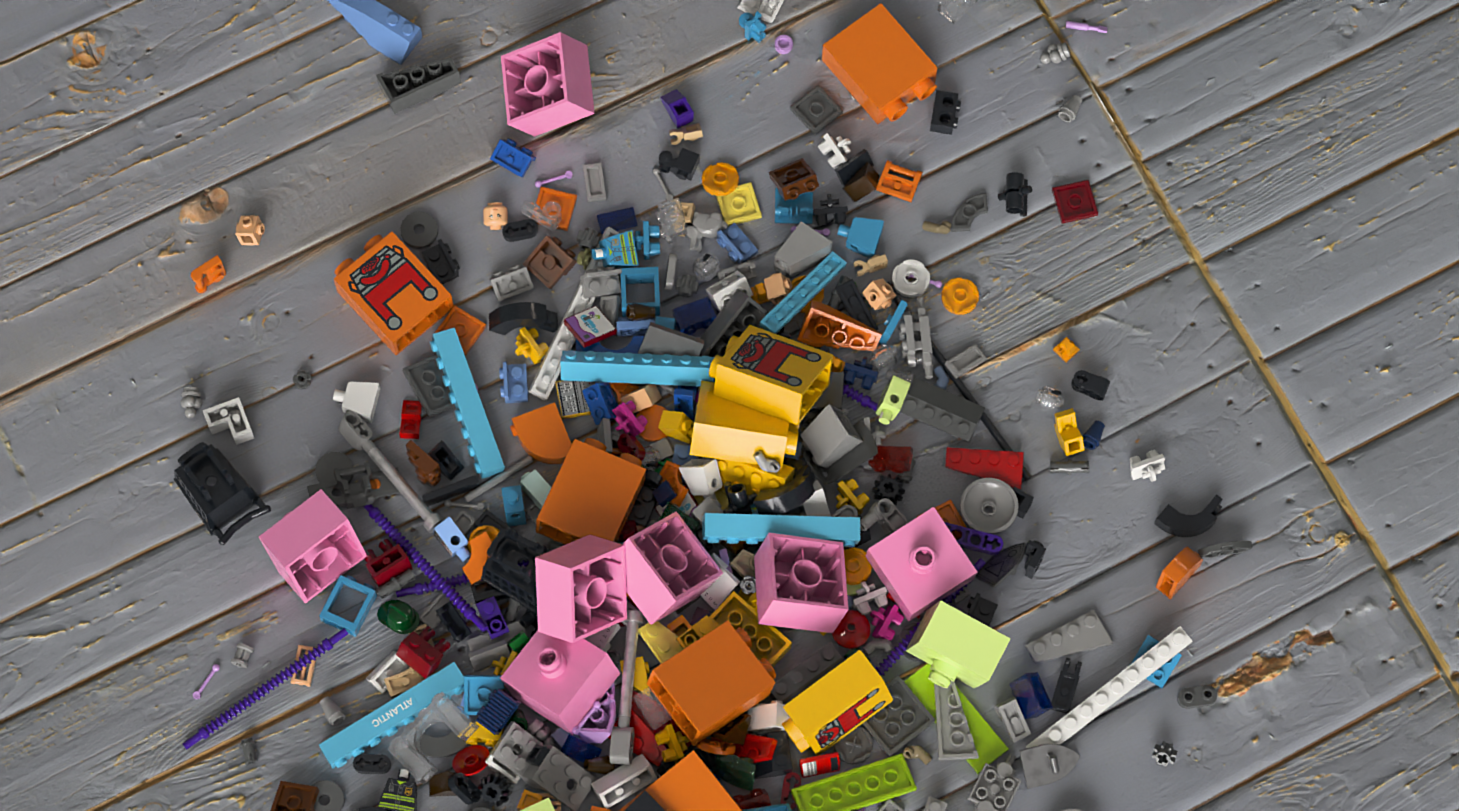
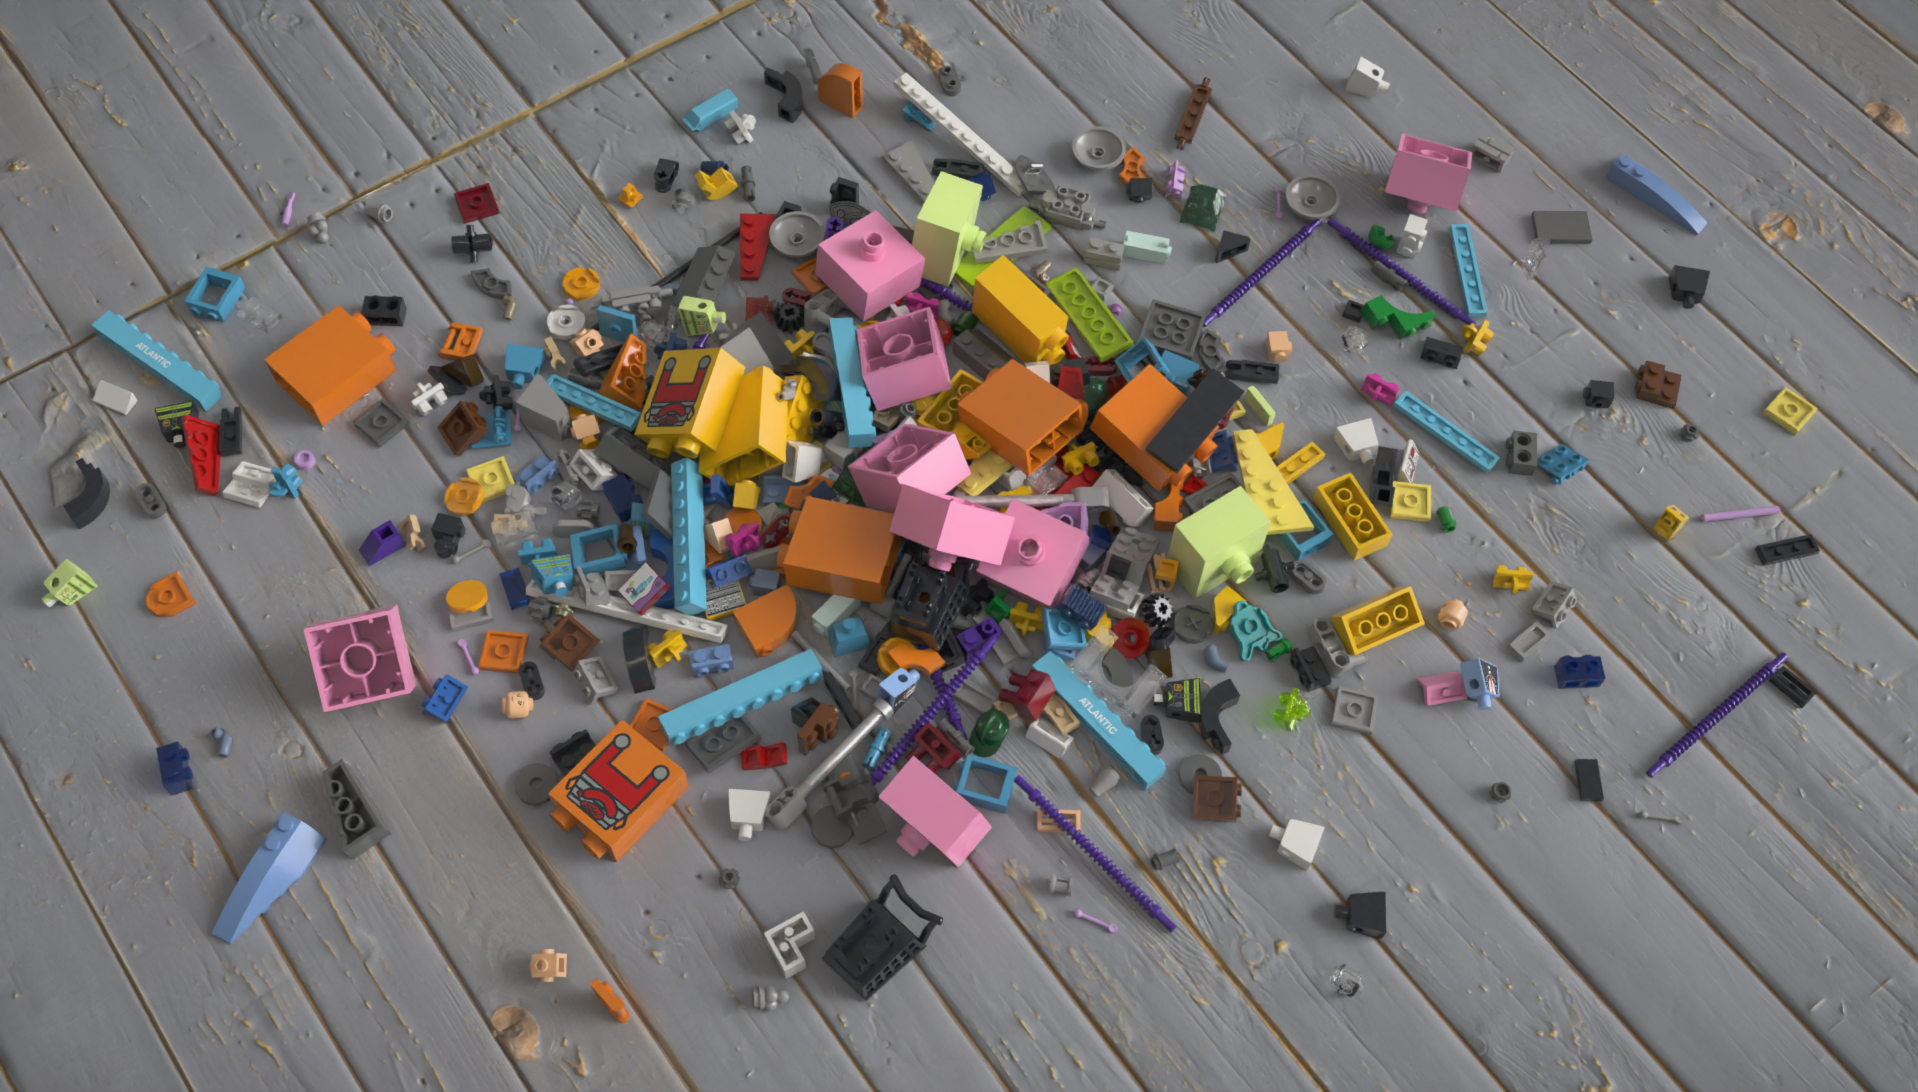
camera: 100 degrees left, 10 degrees down
(401, 516) = (876, 748): none -> dark azure pin
(453, 622) = (988, 675): black hinge -> none
(534, 212) = (515, 653): clear plate -> none
(584, 431) = (764, 581): none -> sand blue brick
(612, 178) = (467, 596): none -> light orange tile
(916, 505) = (800, 296): none -> dark red beam
(965, 361) = (650, 270): light grey tile -> none
(1013, 719) = (993, 203): light grey plate -> none
(1164, 754) = (1007, 94): dark grey gear -> none
(1172, 437) = (711, 110): none -> medium azure piece

